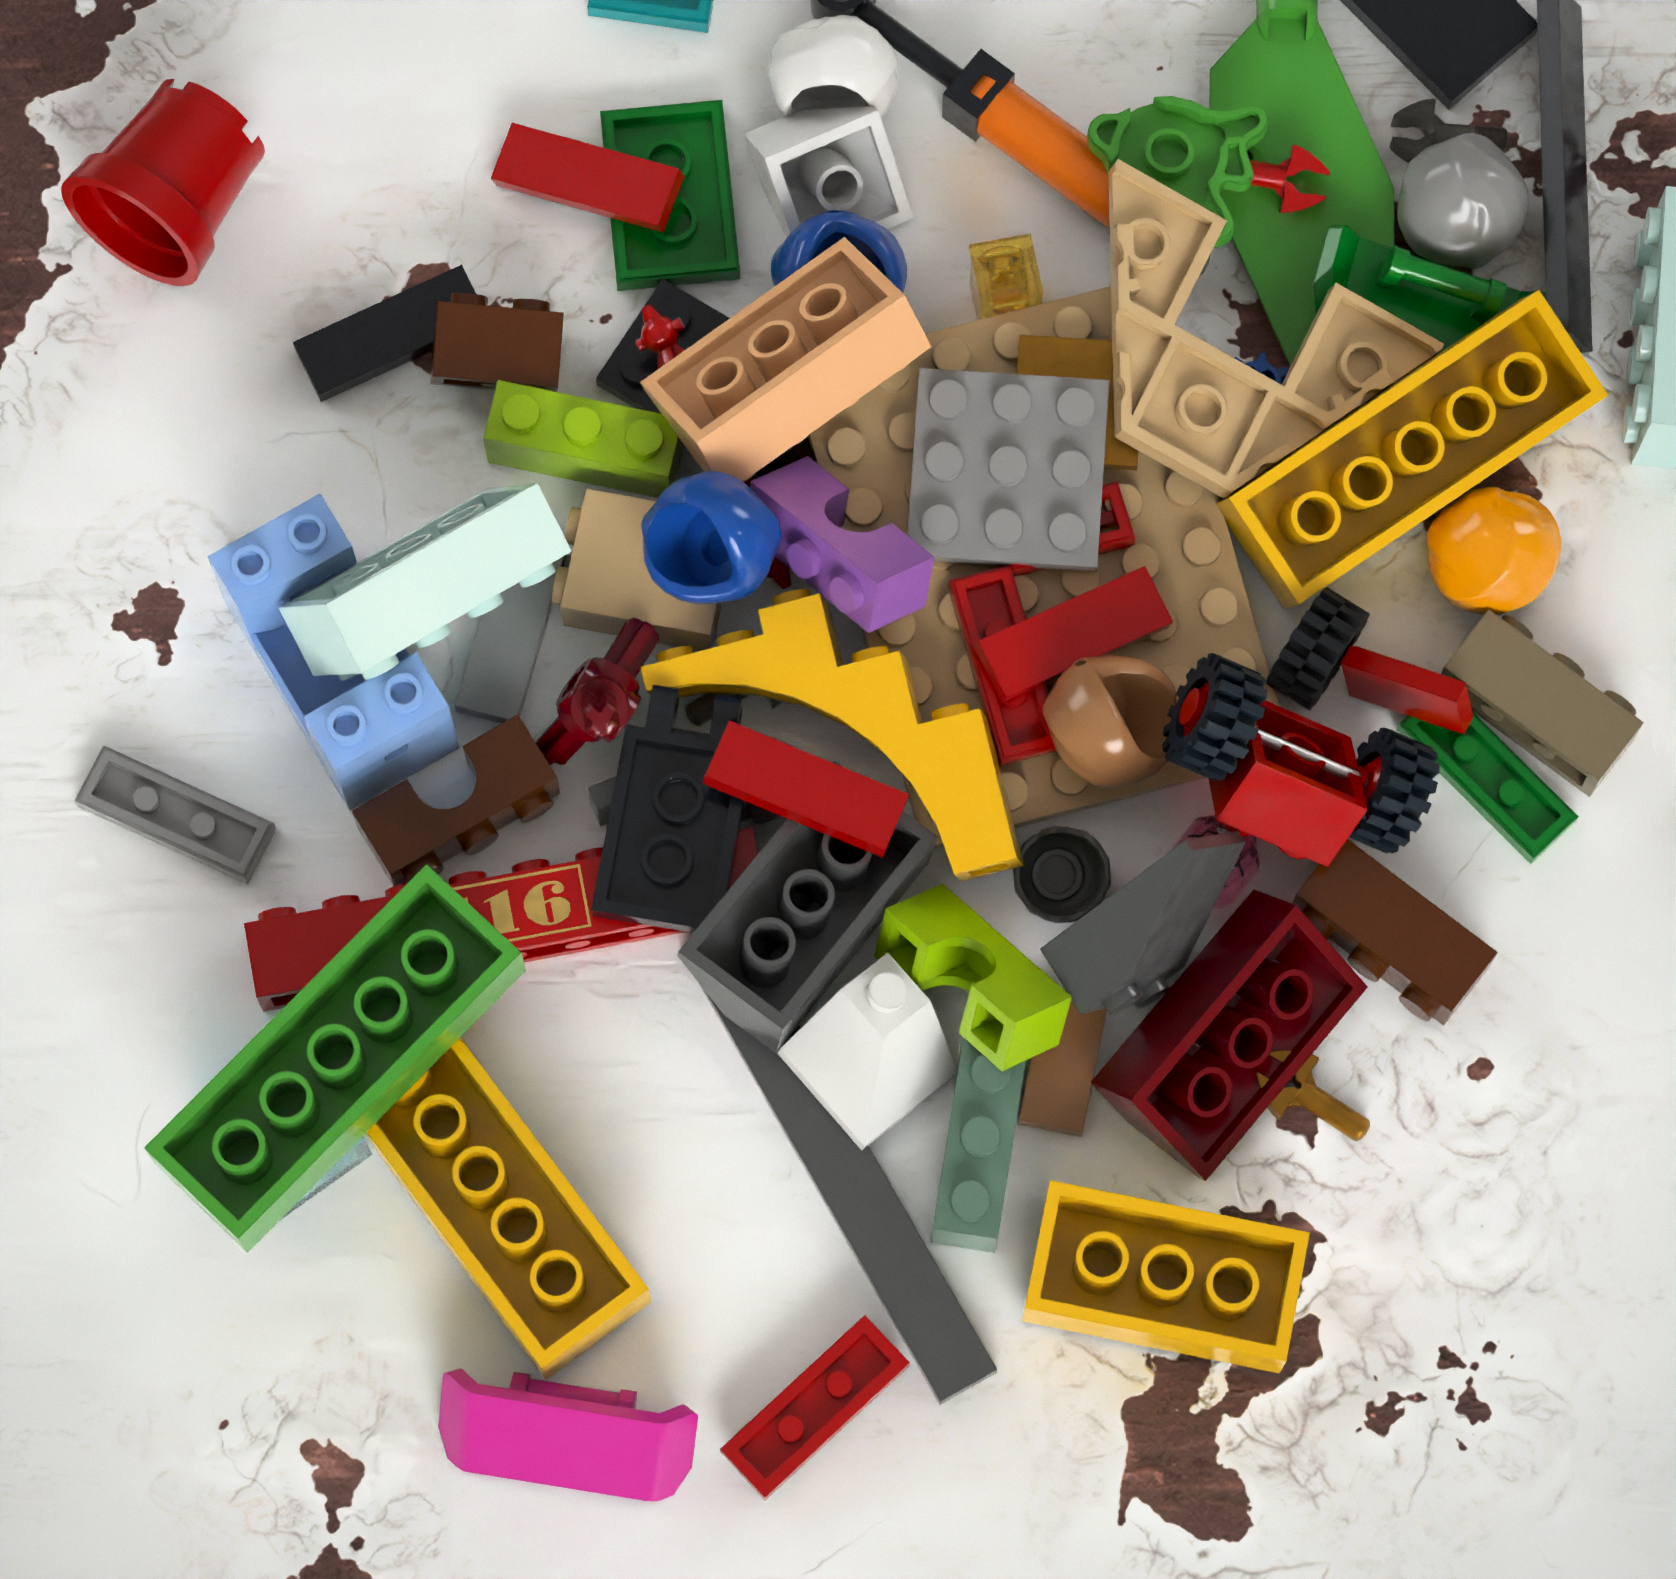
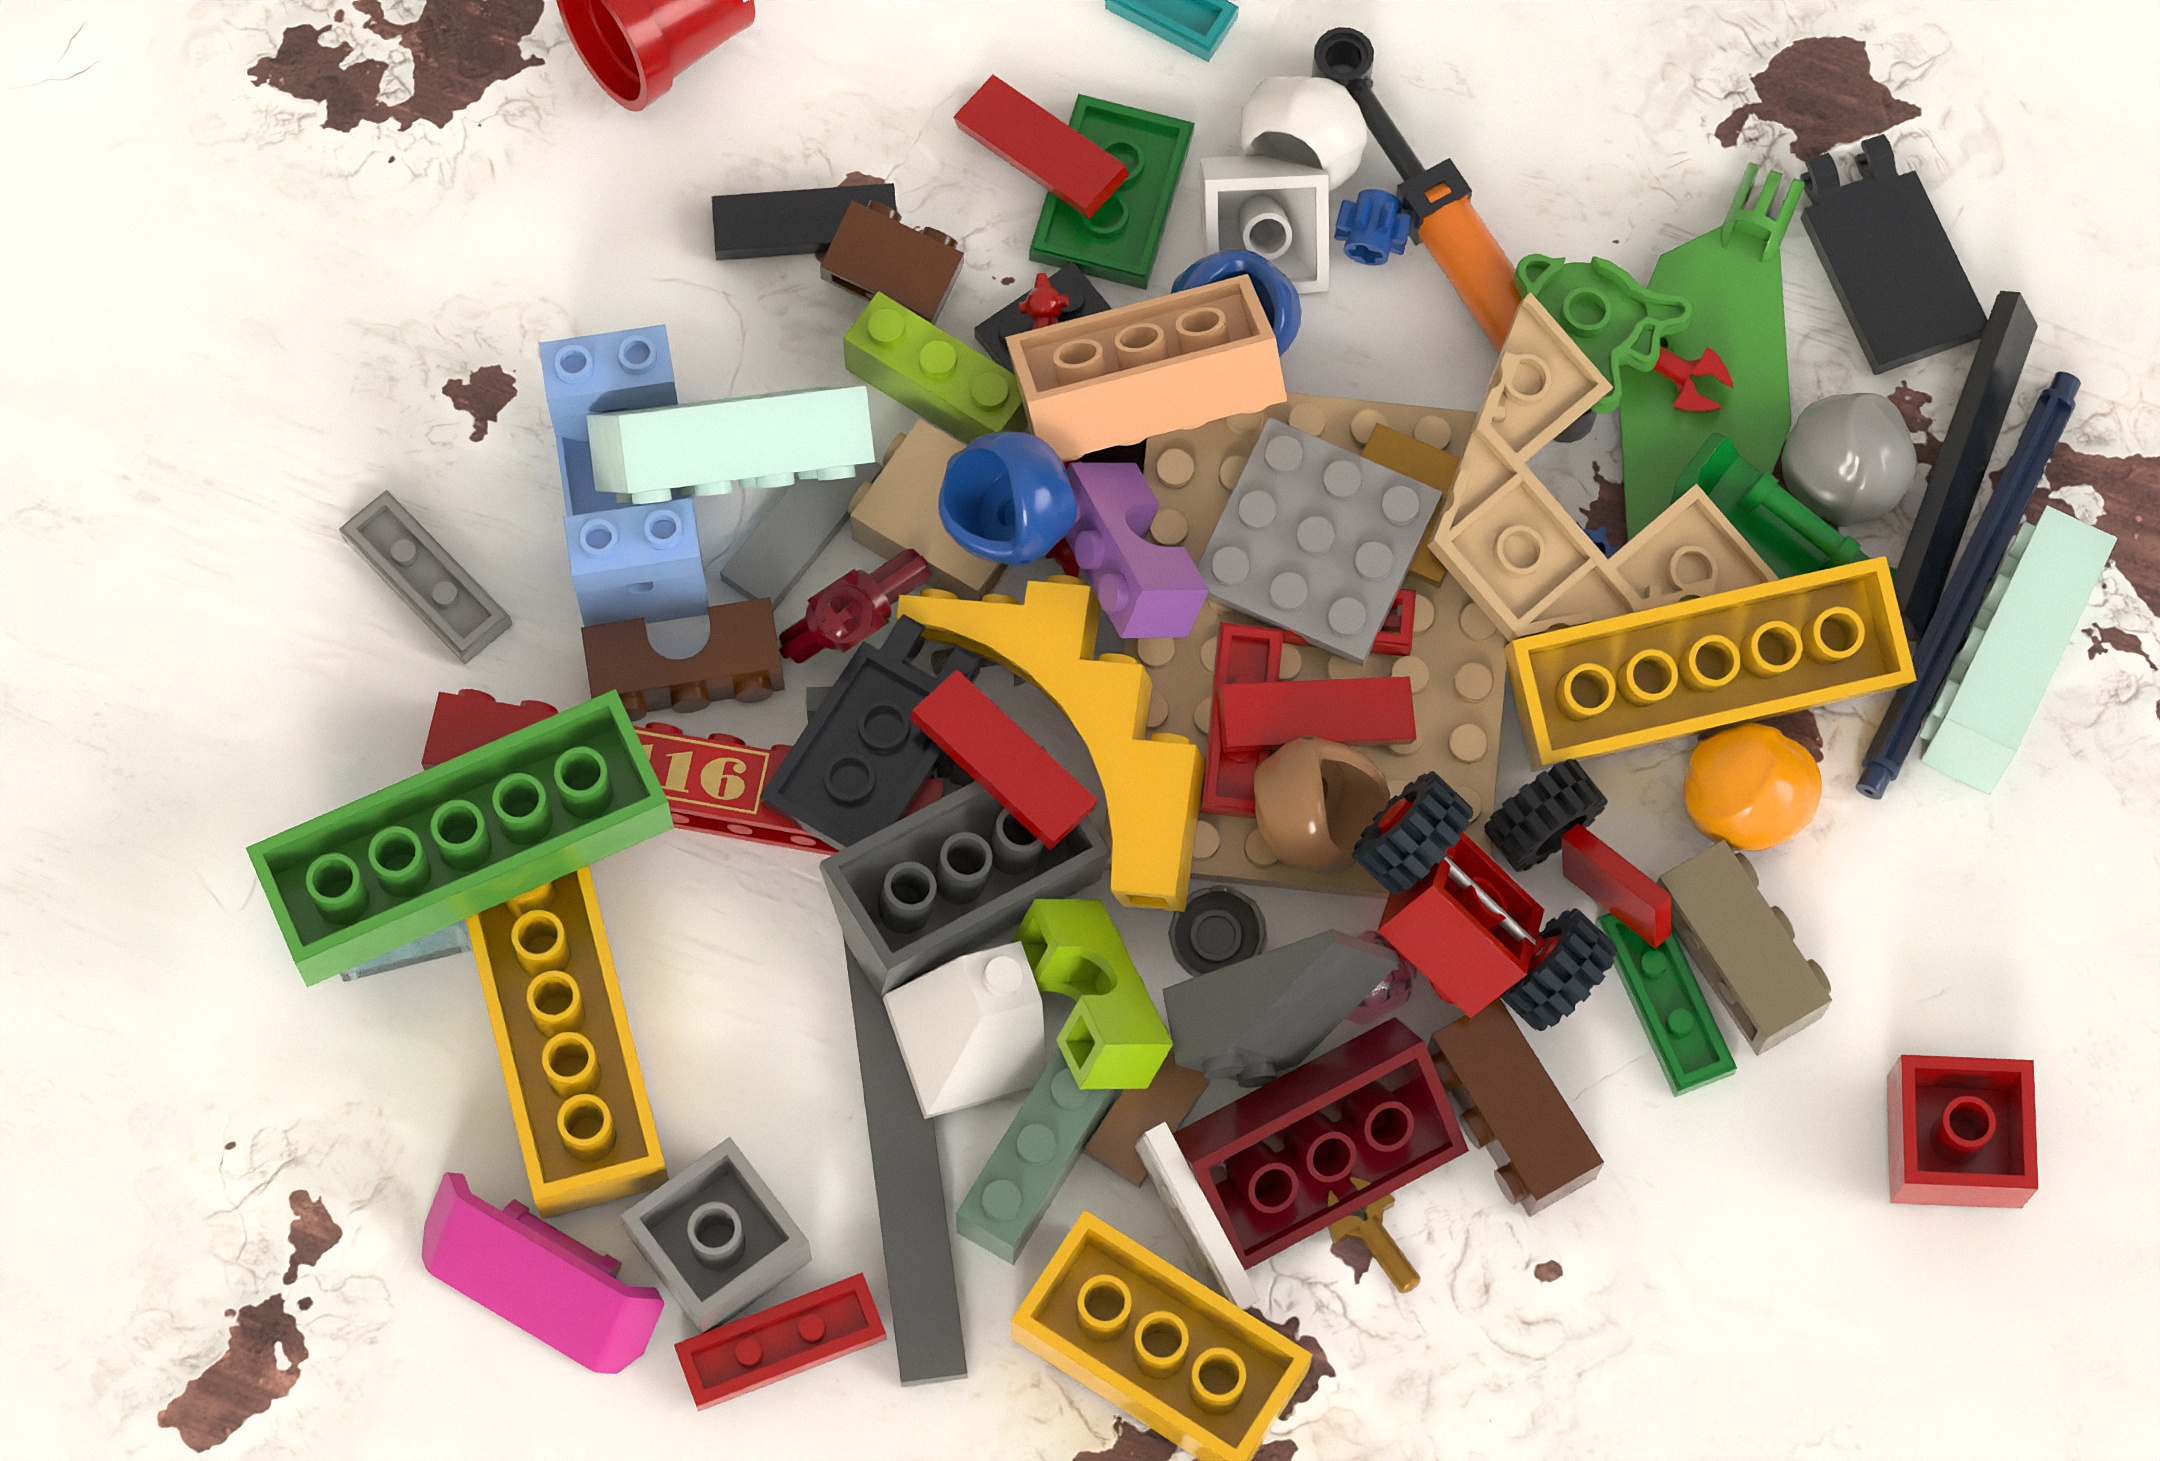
camera: 20 degrees right, 5 degrees down
(719, 1335) = (717, 1237): none -> light grey brick
(932, 141) = (1372, 227): none -> blue gear
(1004, 276) = (1388, 366): clear yellow brick -> none
(1148, 1146) = (1194, 1217): none -> white tile
(1422, 116) = (1846, 371): clear smoke bar -> none
(1612, 278) = (1968, 585): none -> dark blue piece

